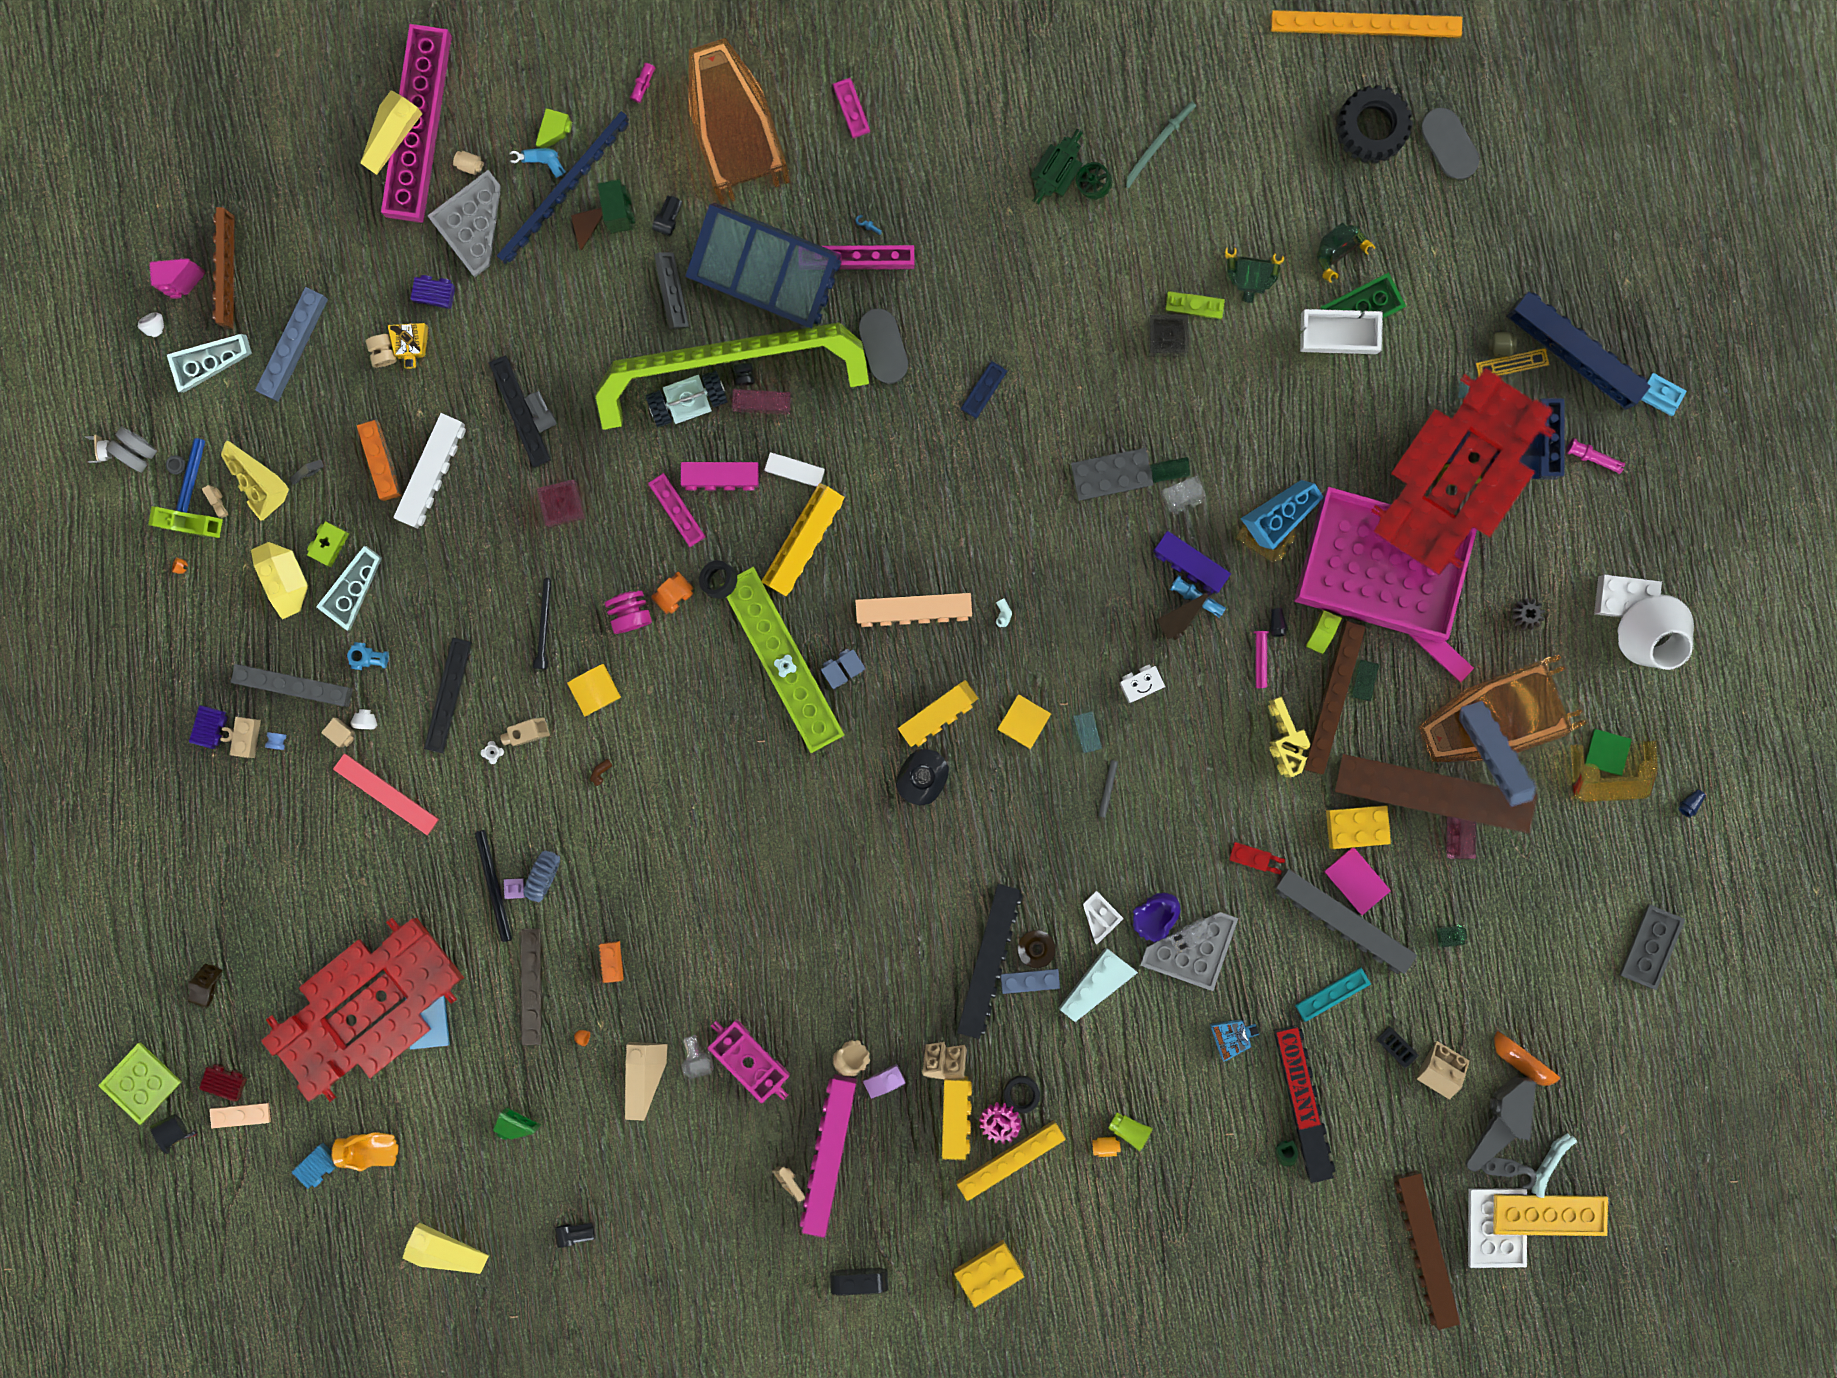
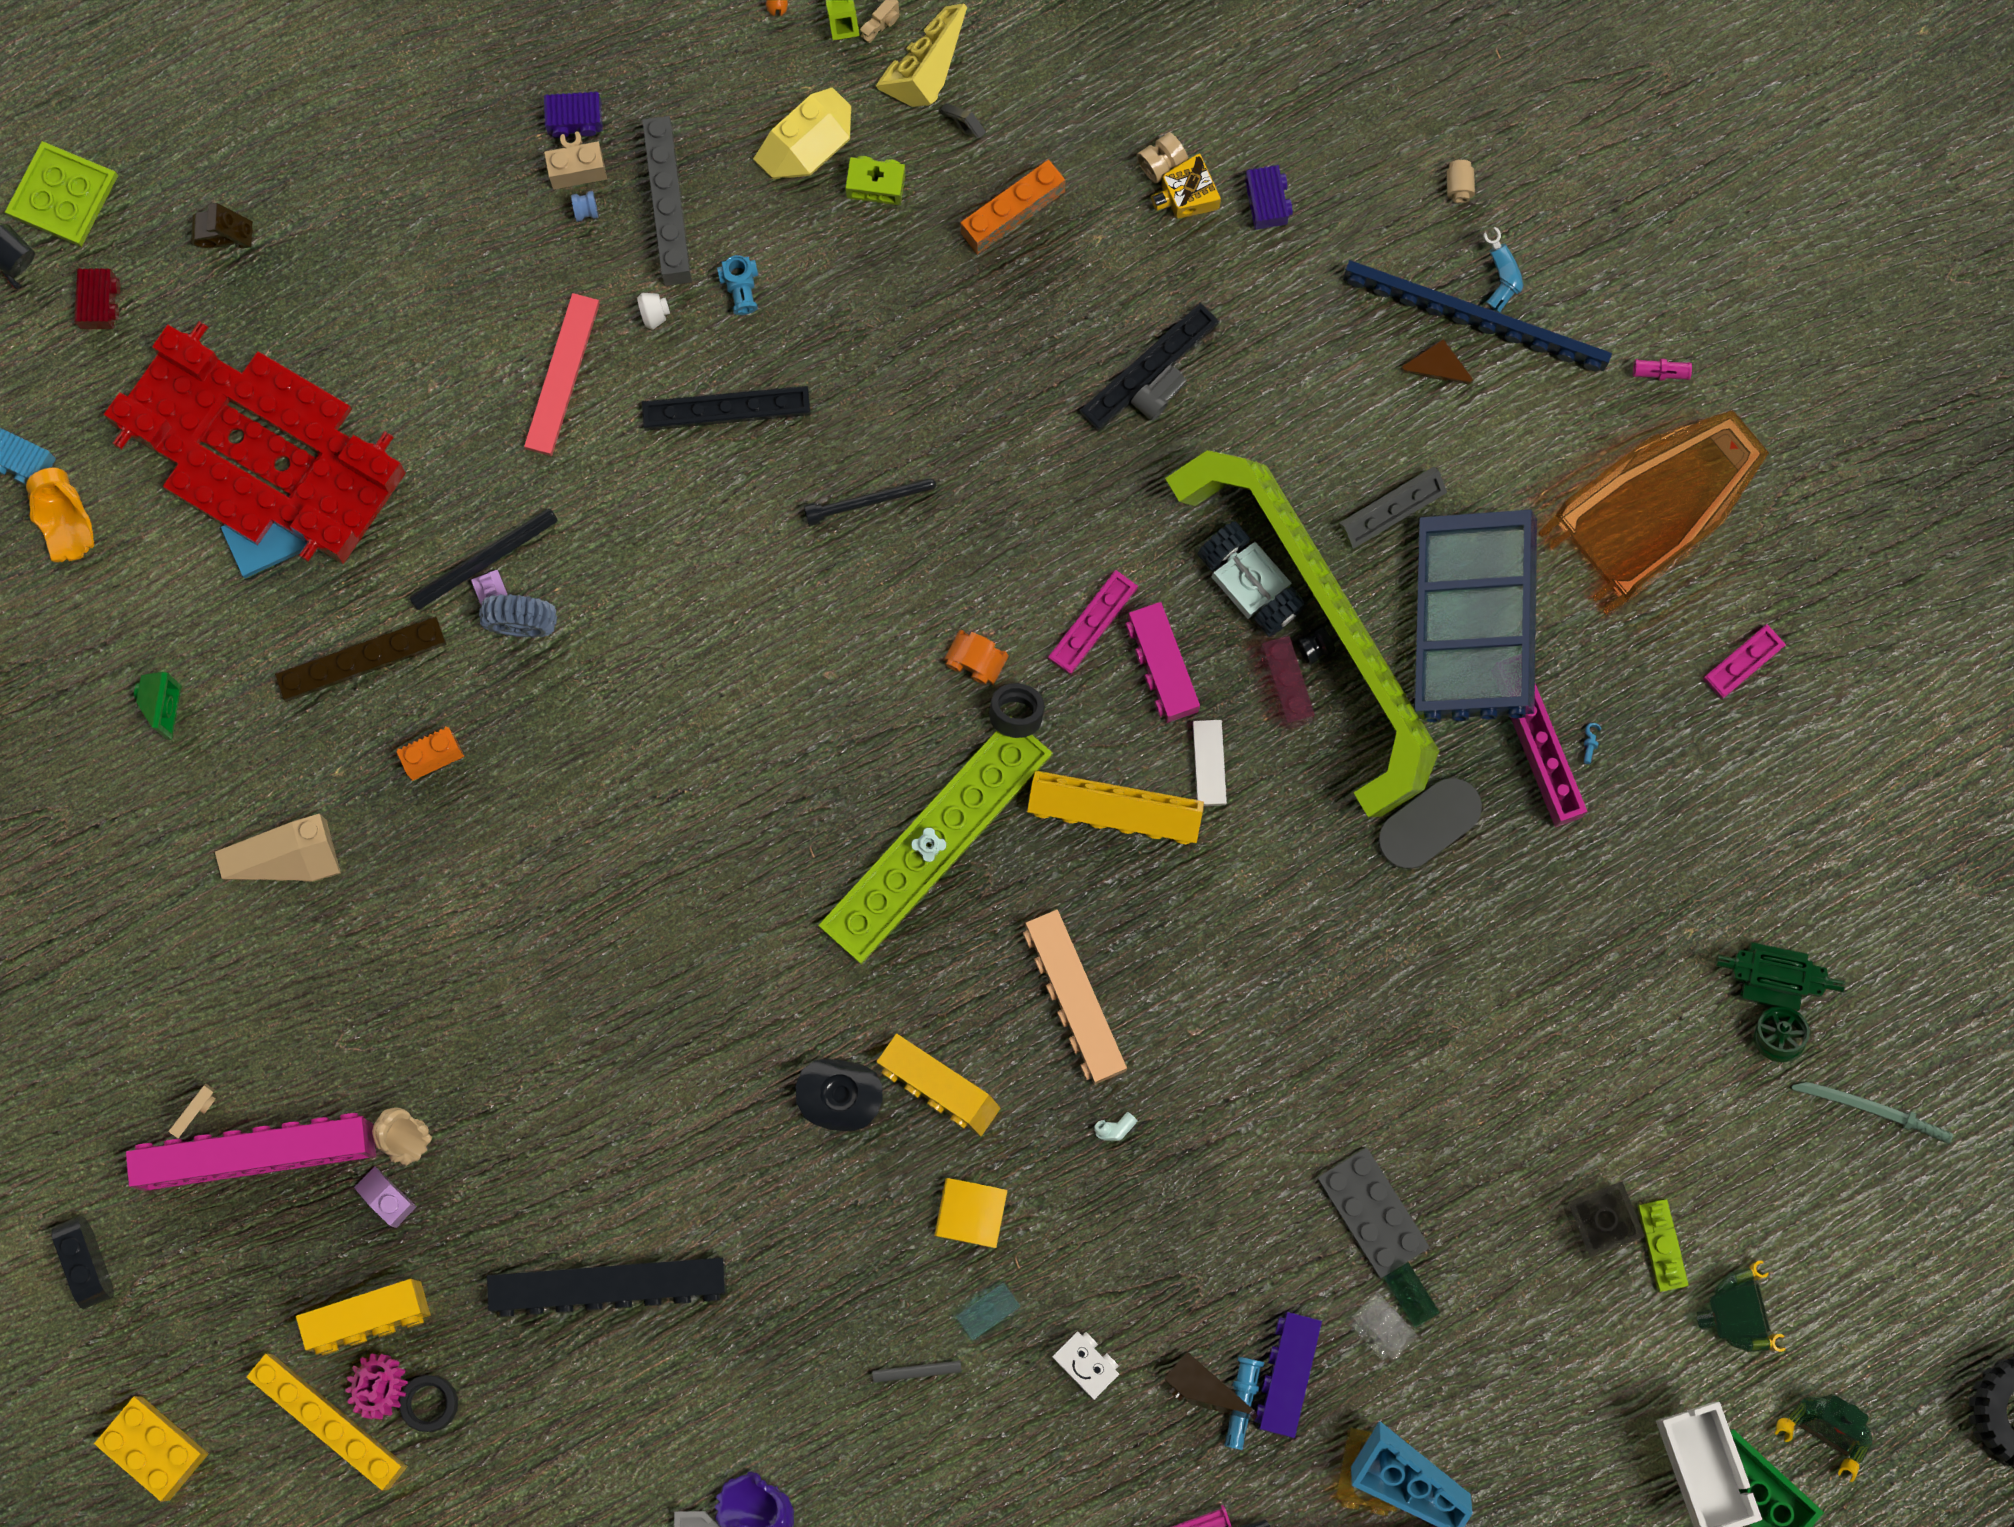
camera: 75 degrees right, 10 degrees down
(240, 1115) = (59, 337): light nougat plate -> none
(291, 344) = (1126, 42): sand blue brick -> none
(339, 733) = (623, 282): tan brick -> none
(350, 589) = (827, 230): light aqua wedge -> none
(391, 125) = (1465, 62): light yellow wedge -> none
(412, 160) = (1486, 96): dark pink brick -> none
(429, 471) = (1023, 277): white brick -> none
(470, 221) = (1382, 212): light grey plate -> none
(487, 752) = (667, 485): white plate -> none
(525, 732) = (711, 527): tan torso -> none
(553, 128) = (1551, 274): lime slope -> none
(561, 503) = (1043, 463): clear pink brick -> none
(569, 1235) = (27, 832): black piece -> none
(582, 1037) = (311, 752): orange hinge -> none
(594, 690) = (802, 597): yellow slope -> none
(598, 770) = (690, 643): reddish brown arm -> none
(615, 206) = (1478, 389): dark green brick -> none
(628, 612) = (926, 603): dark pink wheel -> none
(666, 220) = (1485, 466): black piece -> none
(697, 1062) = (327, 919): clear brick -> none
(735, 1044) = (338, 1022): dark pink brick -> none
(850, 662) = (942, 919): sand blue piece -> none
(944, 1061) = (439, 1272): tan slope -> none
(983, 390) = (1423, 986): dark blue tile -> none
(1030, 981) = (598, 1357): sand blue plate -> none
(1043, 956) = (632, 1349): dark brown dish -> none
(1098, 982) = (629, 1458): light aqua wedge -> none
(1101, 916) = (727, 1427): white wing -> none

